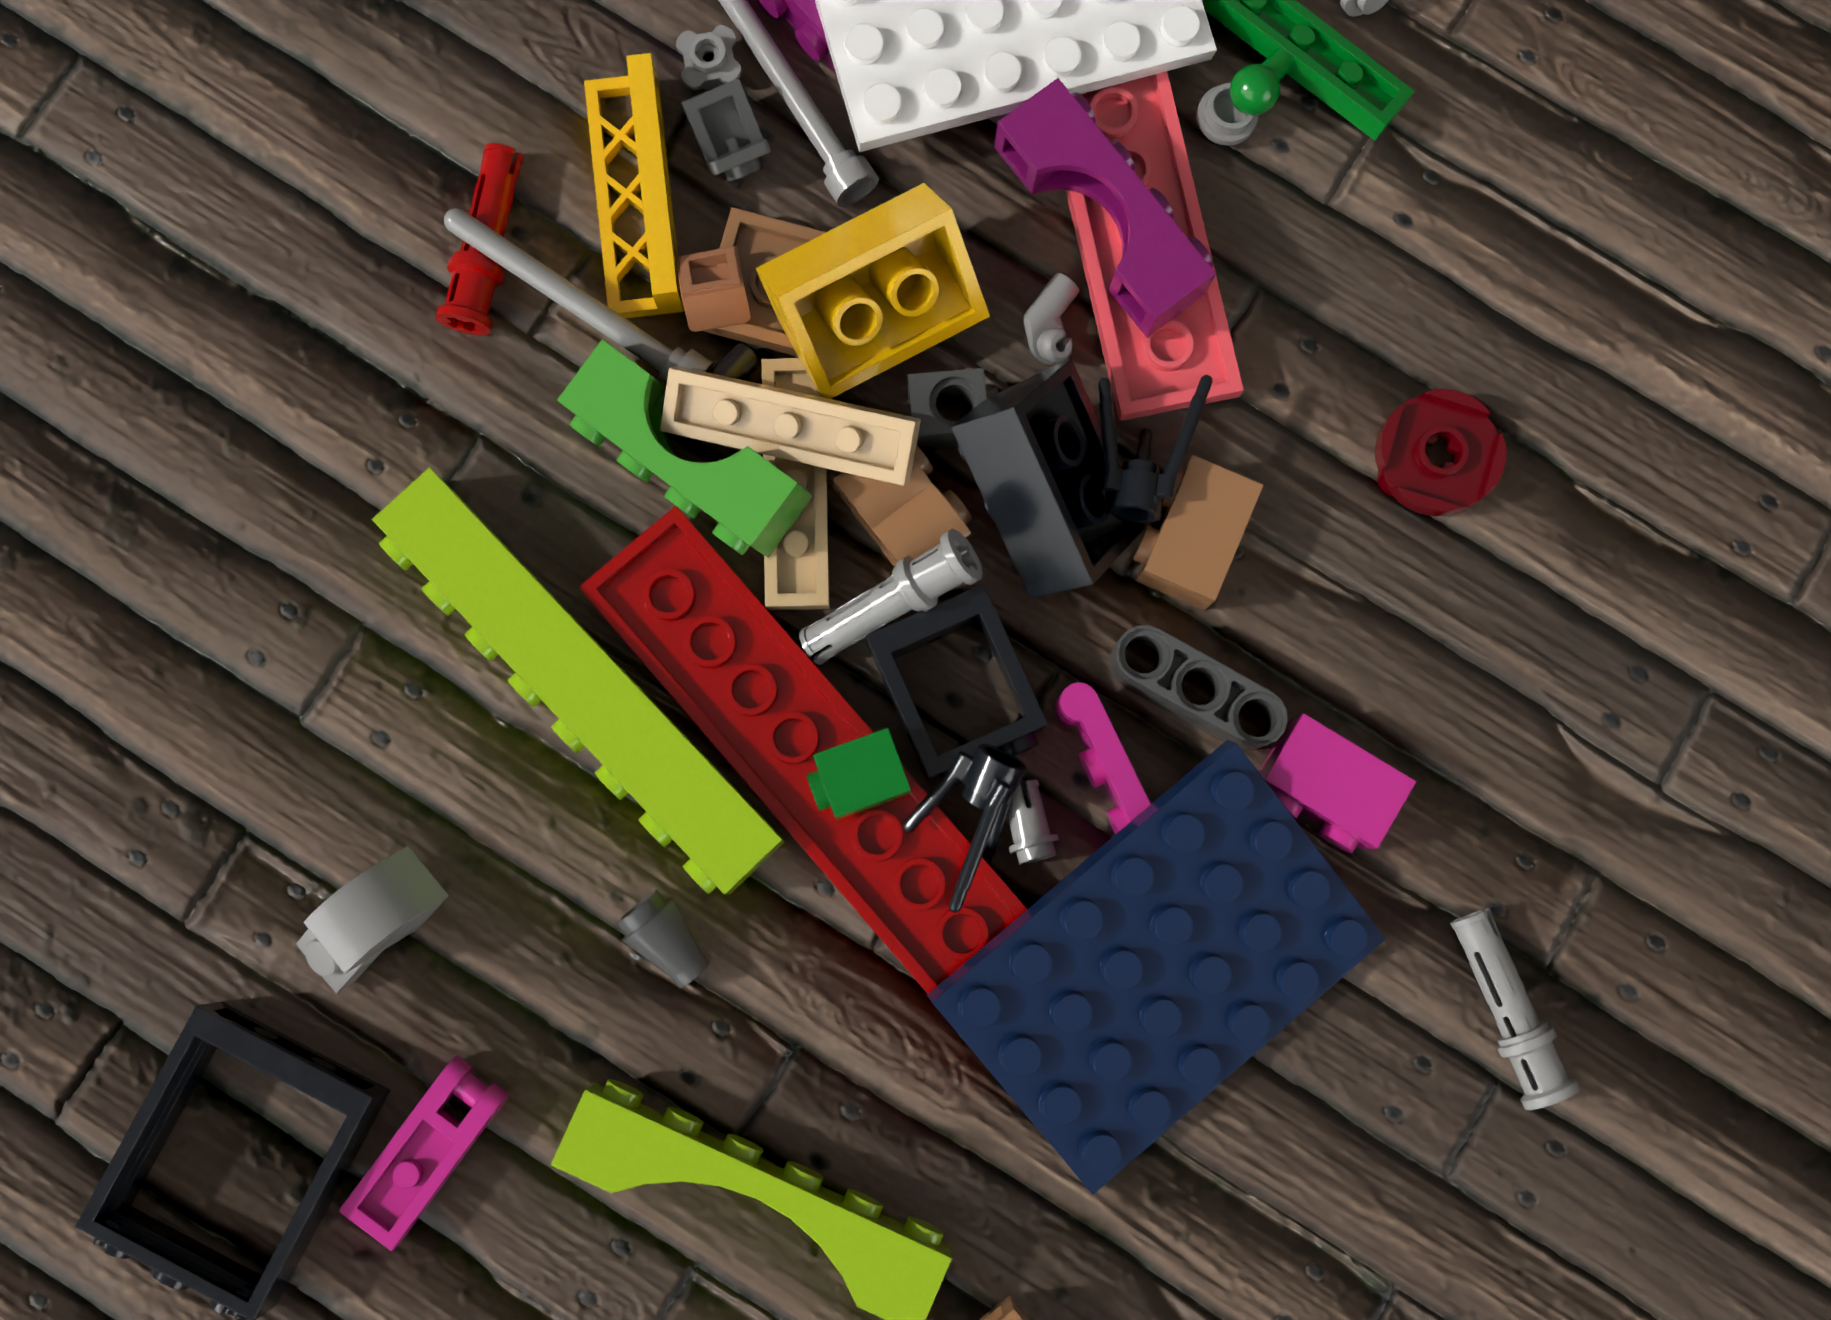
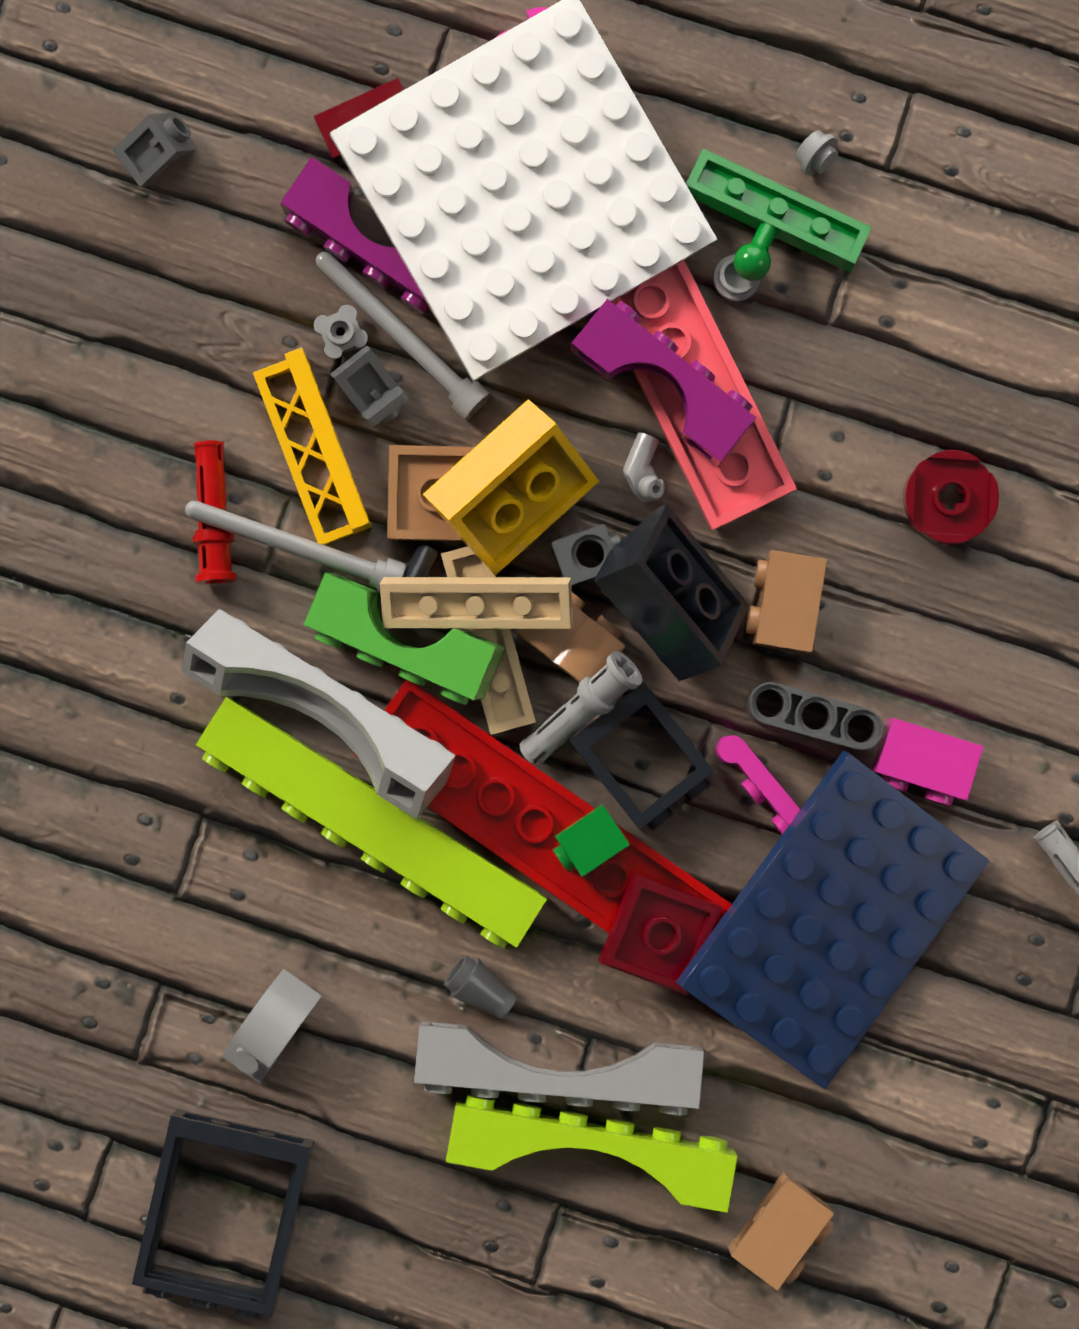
camera: 10 degrees left, 5 degrees up
(422, 1155) = (352, 1178): dark pink plate -> none
(461, 428) = (241, 662): none -> light grey arch
(613, 1027) = (655, 1076): none -> light grey arch
(713, 289) = (392, 511): nougat slope -> none
(905, 924) = (658, 932): none -> dark red plate
(989, 784) = (683, 826): black plant -> none
(1030, 825) = (716, 841): light grey pin -> none
(1139, 486) = (737, 585): black plant -> none

